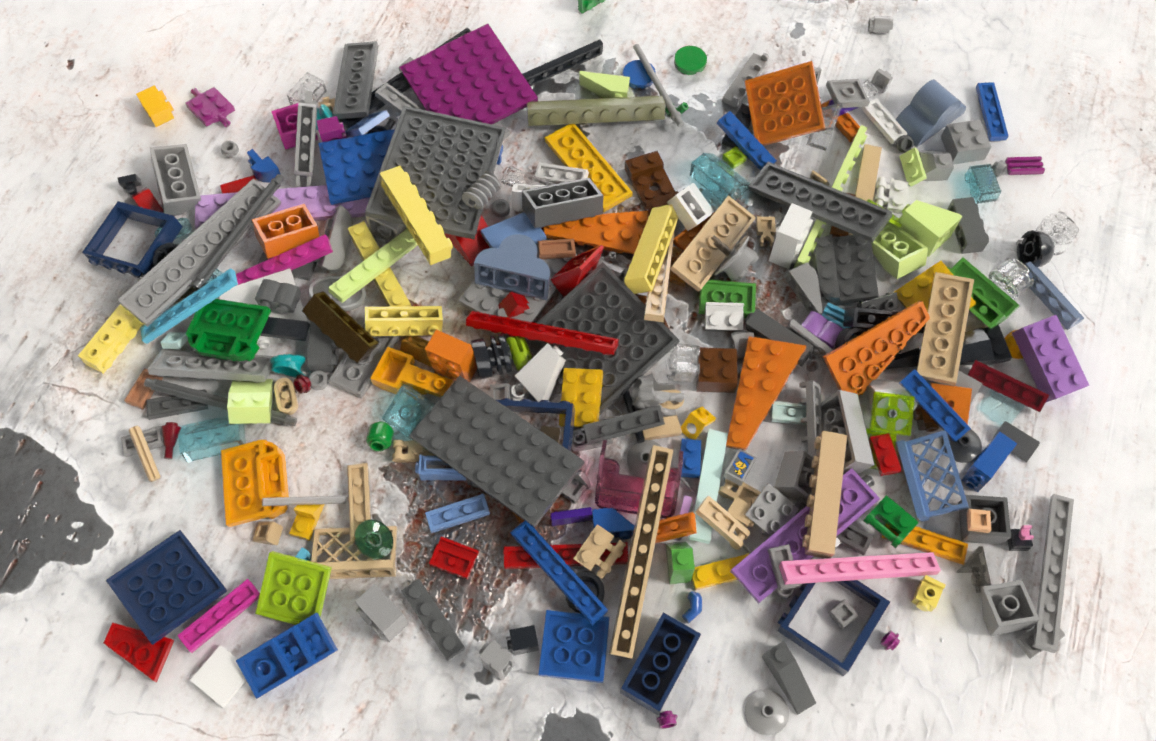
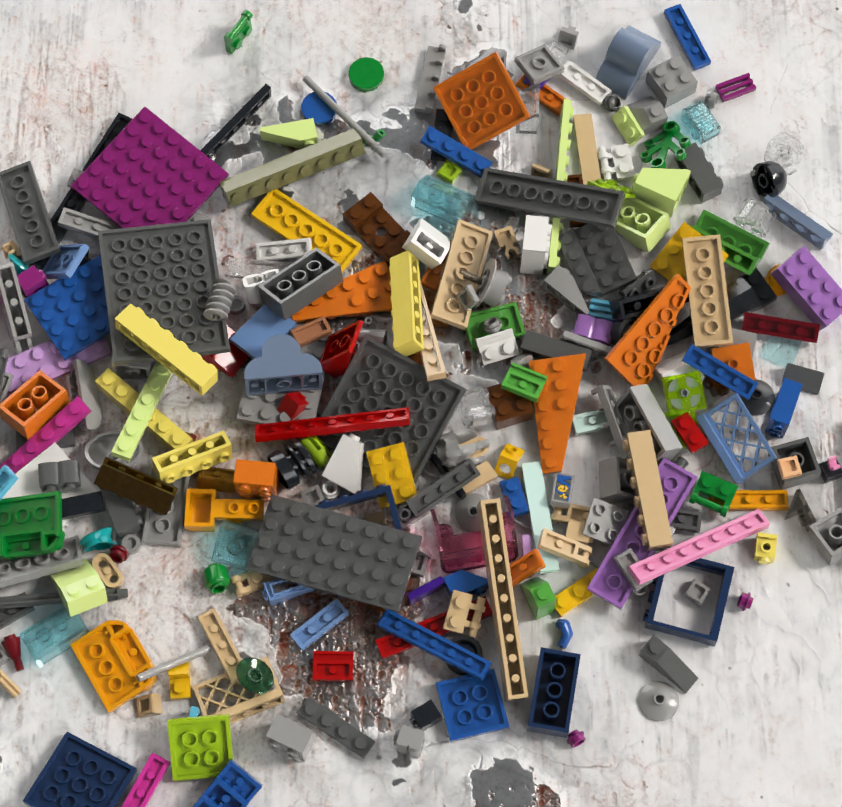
camera: 20 degrees left, 5 degrees up
(711, 262) = (468, 297): none -> light grey tile
(726, 295) = (492, 325): none -> light grey plate
(737, 353) = (524, 382): none -> bright green plate
(951, 181) = (670, 130): none -> green plant

